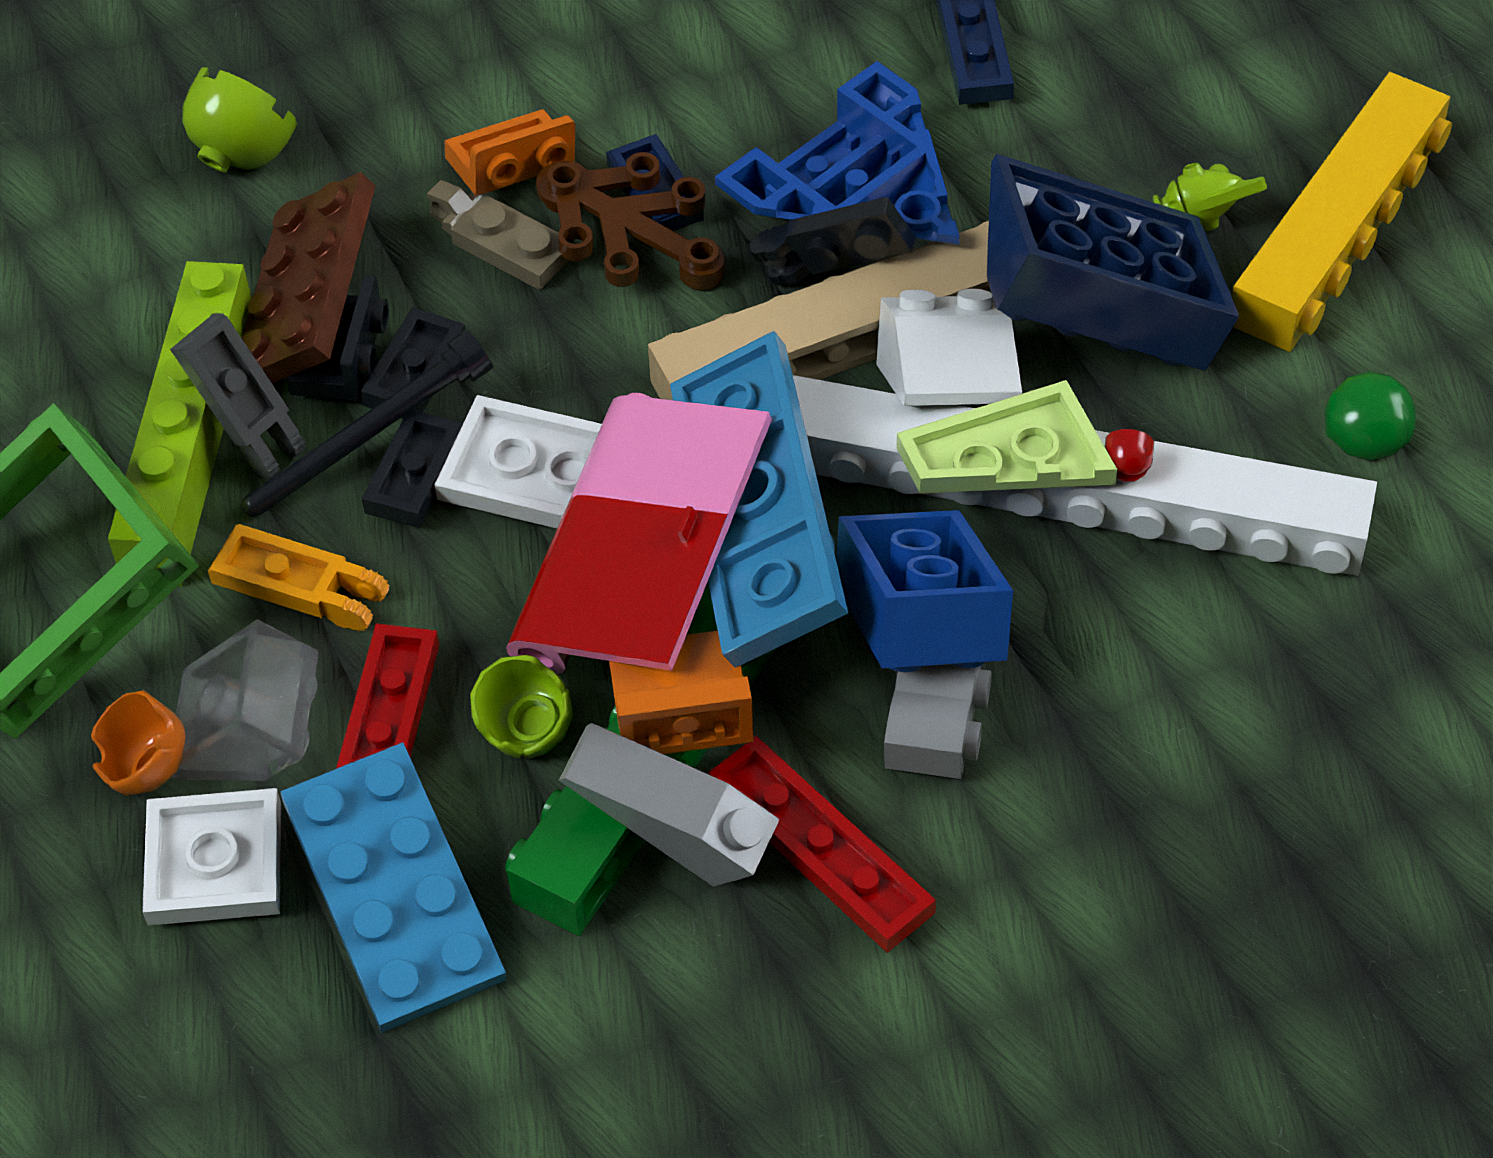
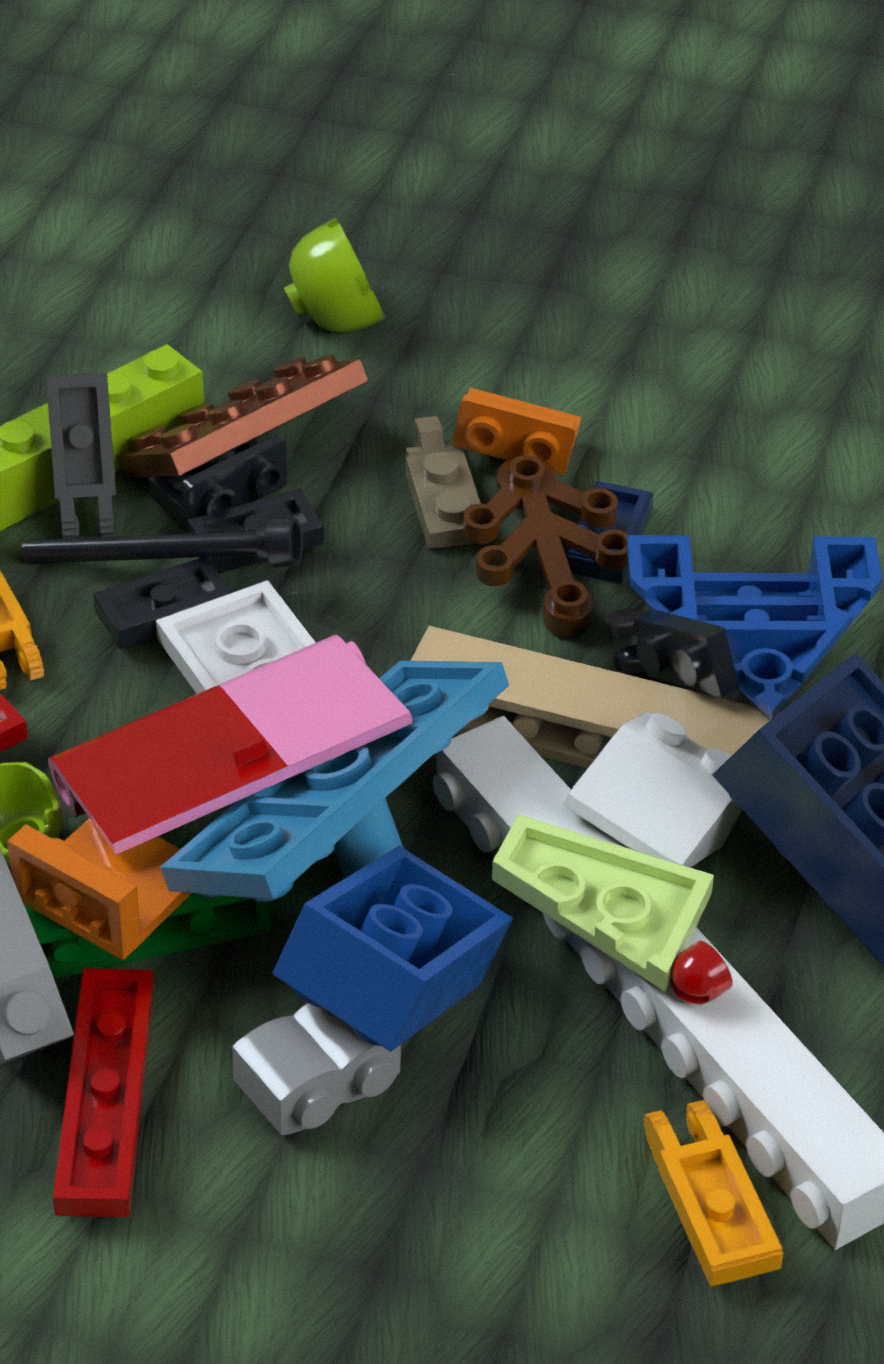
camera: 40 degrees right, 10 degrees down
(1261, 596) = (714, 1197): none -> light orange hinge

